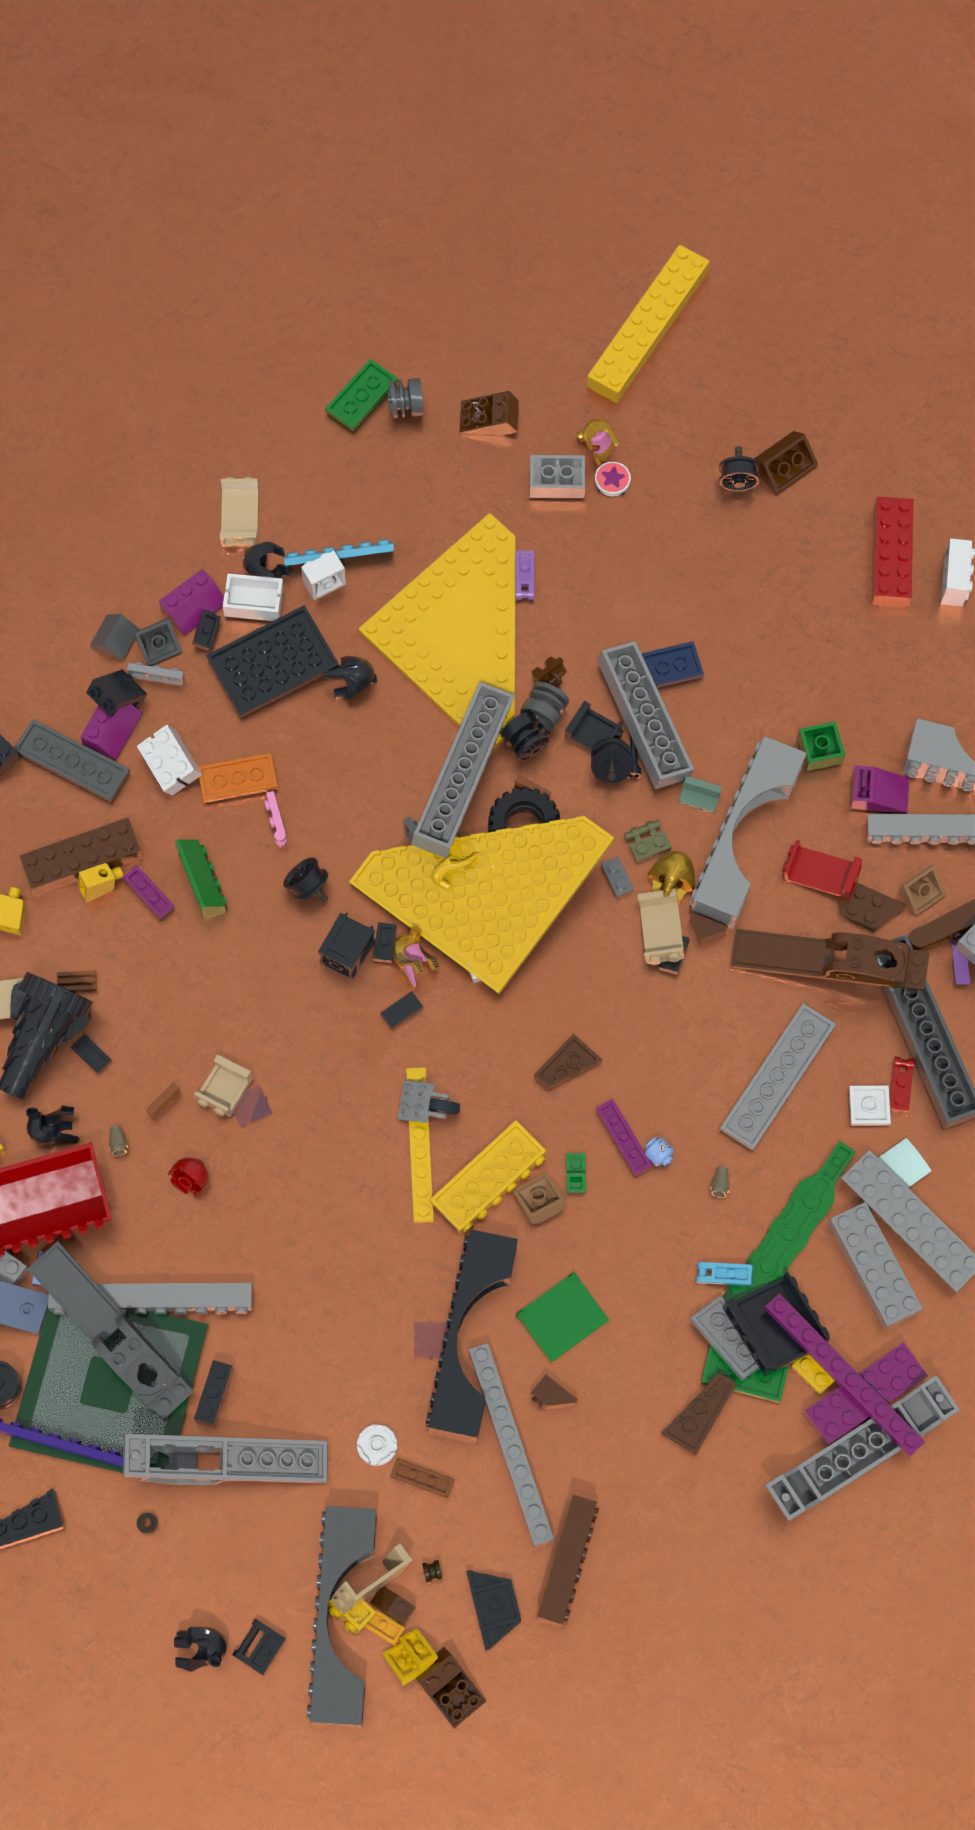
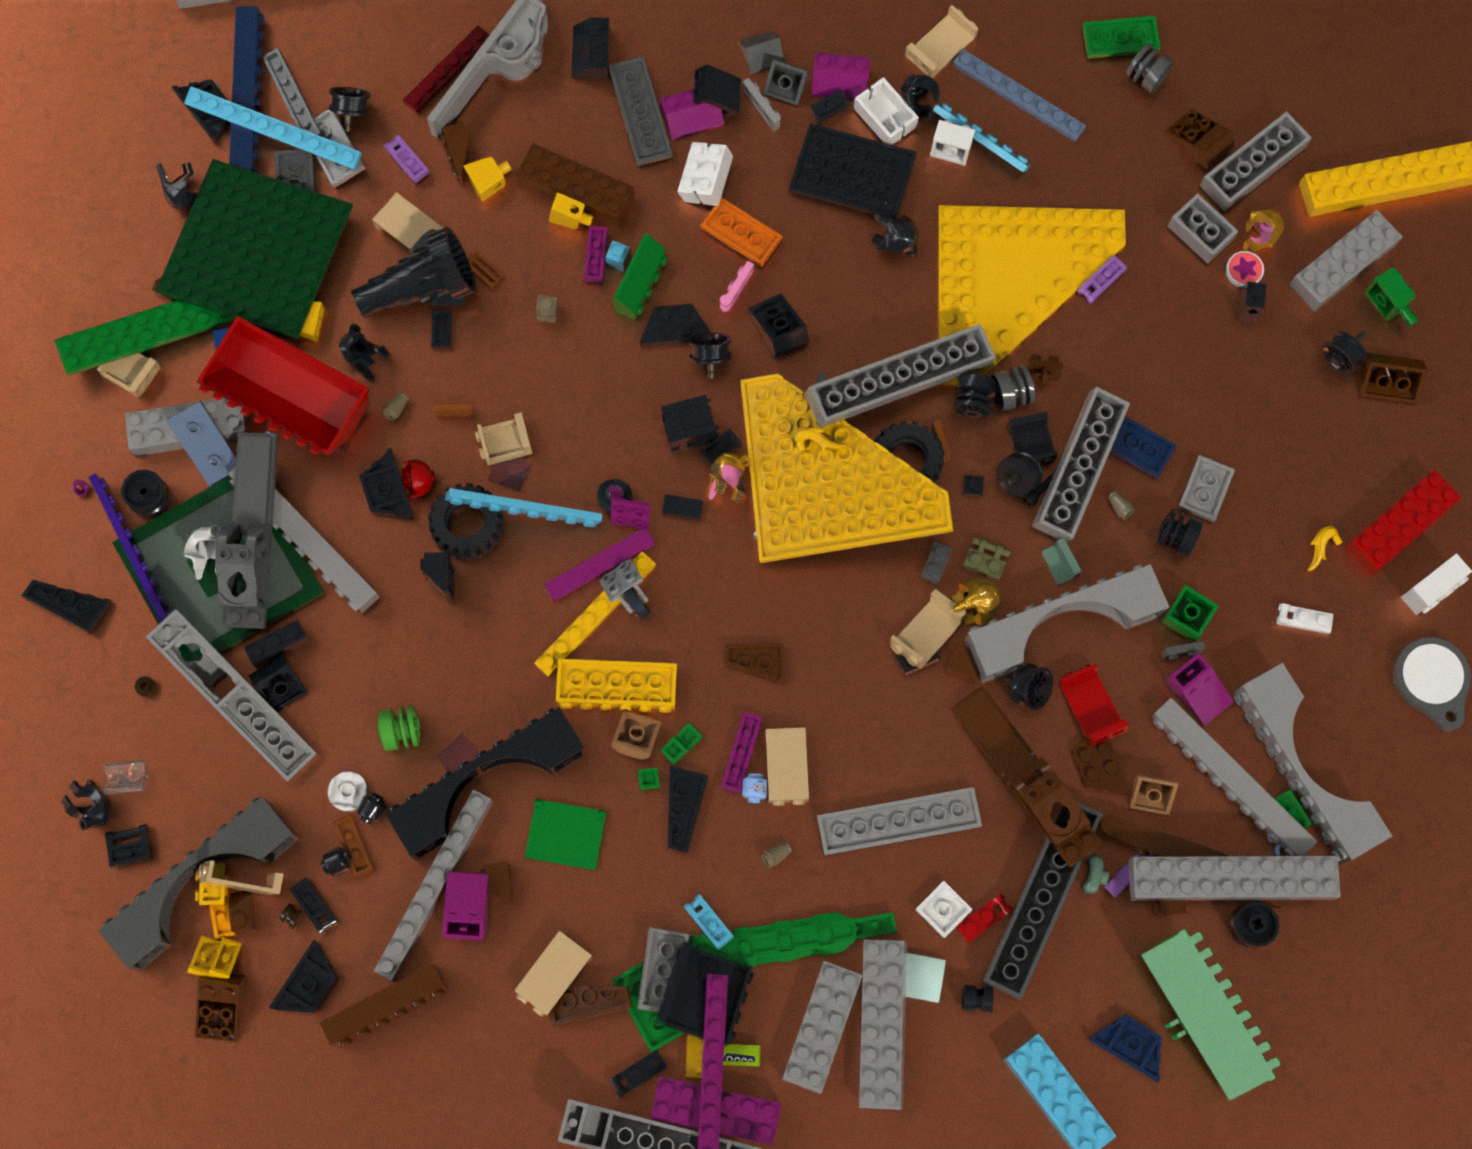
camera: 45 degrees right, 5 degrees up
(85, 1375) = (202, 547): none -> white piece
(155, 964) = (547, 308): none -> dark tan brick
(167, 878) = (618, 256): none -> medium azure brick
(173, 1206) = (385, 488): none -> black wing
(204, 1601) = (125, 777): none -> clear bracket
(244, 1418) = (278, 683): none -> black slope
(255, 1145) = (464, 546): none -> black tyre
(259, 889) = (673, 325): none -> black wing
(285, 1225) = (440, 573): none -> black slope
(290, 1120) = (516, 506): none -> medium azure plate
(332, 500) = (1019, 95): none -> sand blue plate
(335, 817) = (779, 325): none -> black slope
(349, 1048) = (616, 498): none -> magenta plate
(371, 1358) = (402, 727): none -> bright green wheel
(385, 1107) = (599, 564): none -> magenta tile
(408, 1438) = (371, 808): none -> black head
(423, 1500) = (336, 861): none -> black head
(439, 1548) = (313, 905): none -> black plate
(544, 398) = (1255, 161): none -> light grey brick
(550, 1433) = (466, 906): none -> magenta slope
(579, 1219) = (648, 778): none -> green plate
(586, 800) = (973, 485): none -> black plate
(621, 1210) = (685, 799): none -> black wing
(639, 493) = (1251, 297): none -> black torso
(658, 1419) = (552, 974): none -> tan panel
(665, 1114) = (787, 766): none -> tan panel
(674, 410) = (1345, 260): none -> light grey brick
(699, 717) = (1121, 505): none -> dark tan cone
(730, 405) = (1392, 296): none -> green brick
(743, 652) = (1206, 488): none -> light grey plate
(758, 698) = (1179, 533): none -> black wheel
(769, 896) = (1031, 686): none -> black wheel
(786, 1426) = (638, 1073): none -> black plate
(838, 781) = (1176, 652): none -> dark grey plate
(844, 1338) = (742, 1055): none -> lime slope
(853, 616) = (1320, 542): none -> yellow piece
(896, 677) = (1305, 619): none -> white plate
(942, 981) = (1096, 875): none -> sand green piece
(957, 1139) = (977, 999): none -> black wheel

